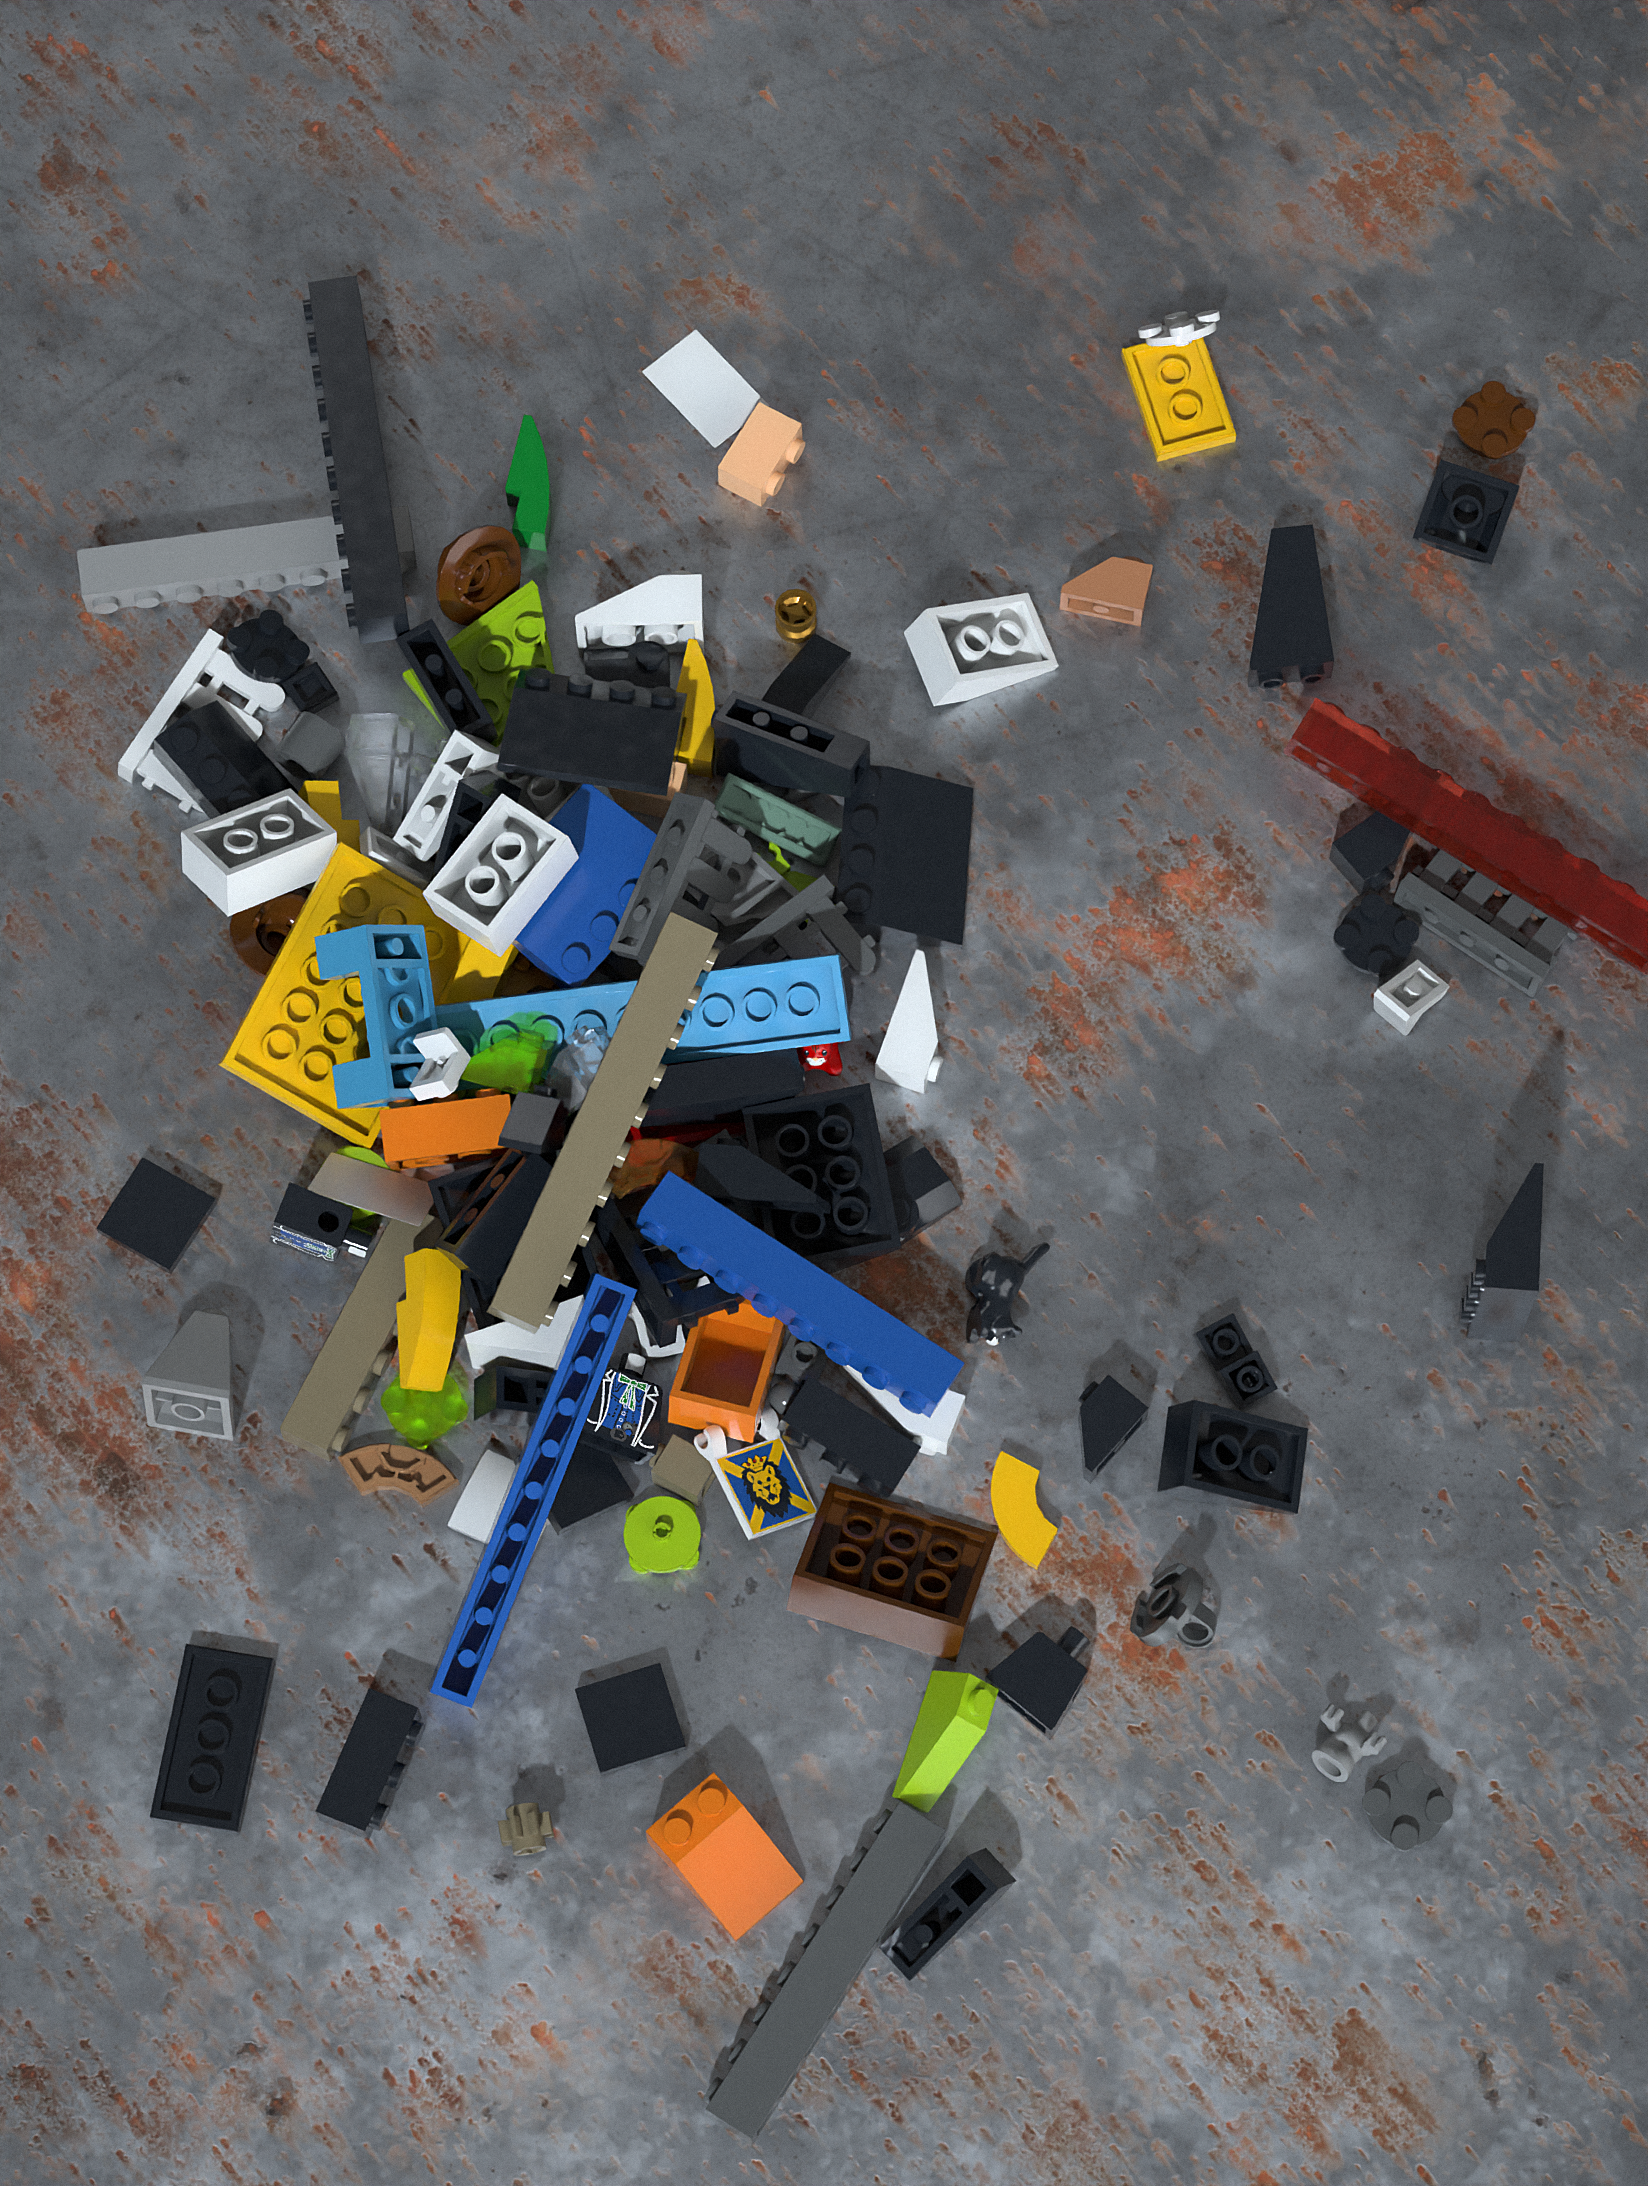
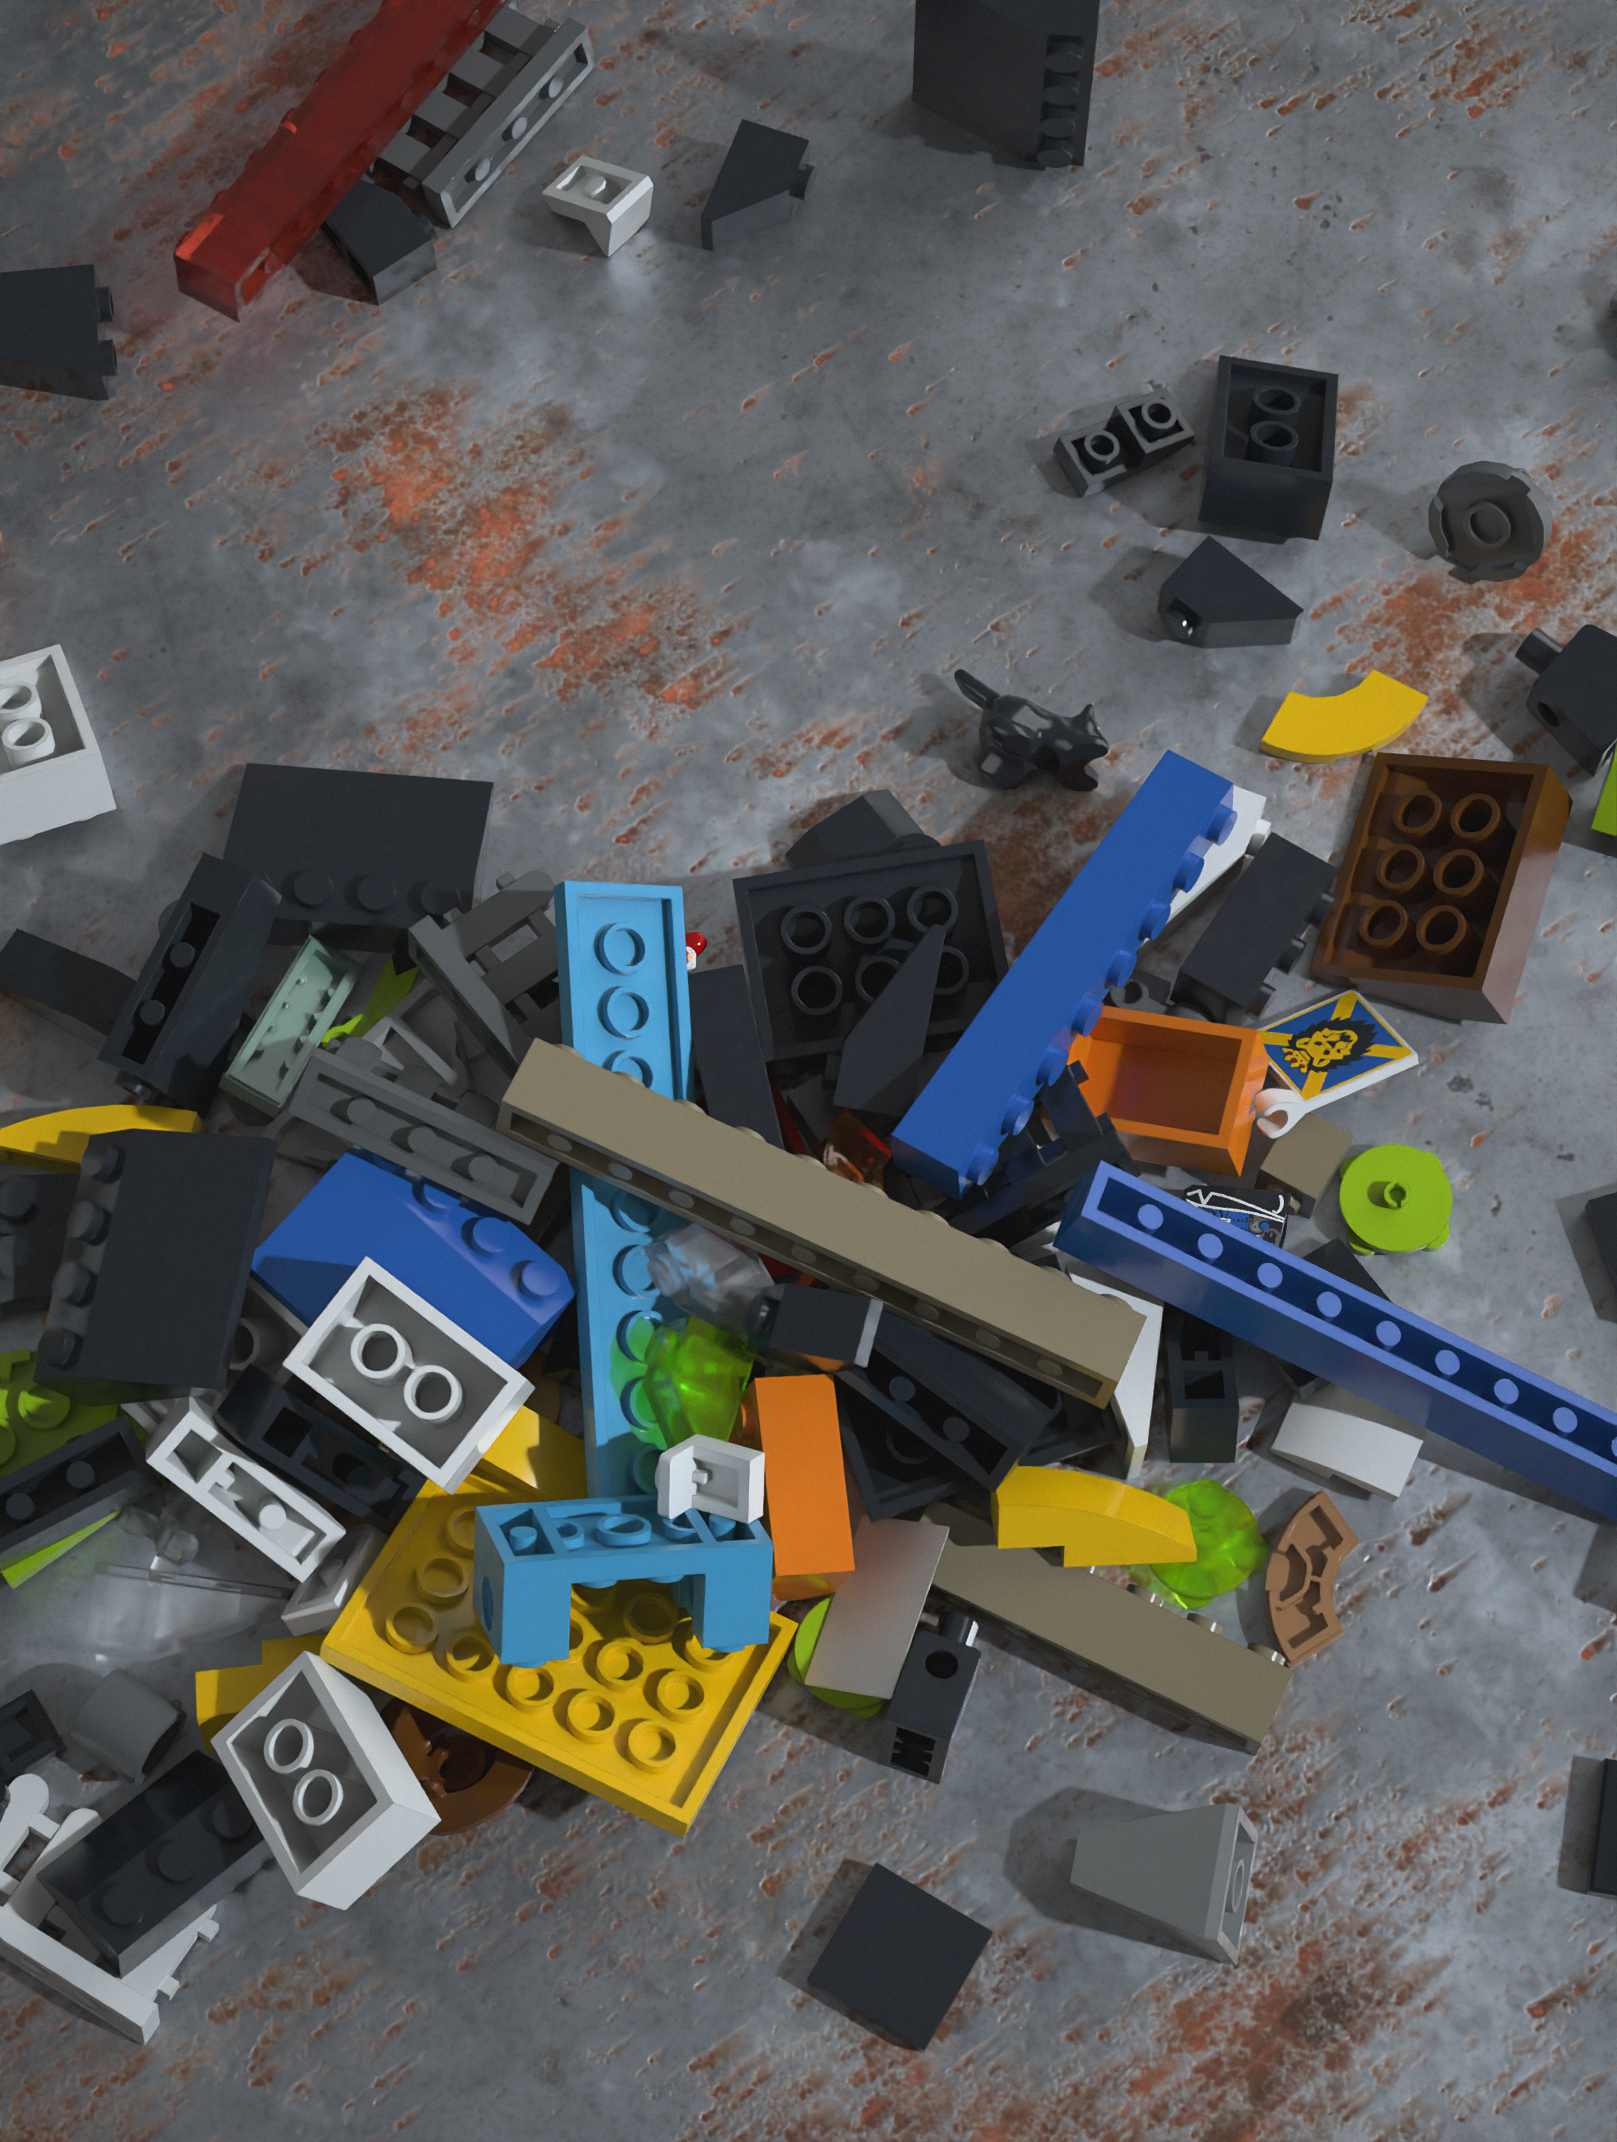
camera: 90 degrees left, 0 degrees up
(911, 1042) = (626, 842): white slope -> none
(1375, 937) = (506, 242): black piece -> none
(1427, 1102) = (756, 185): none -> black slope

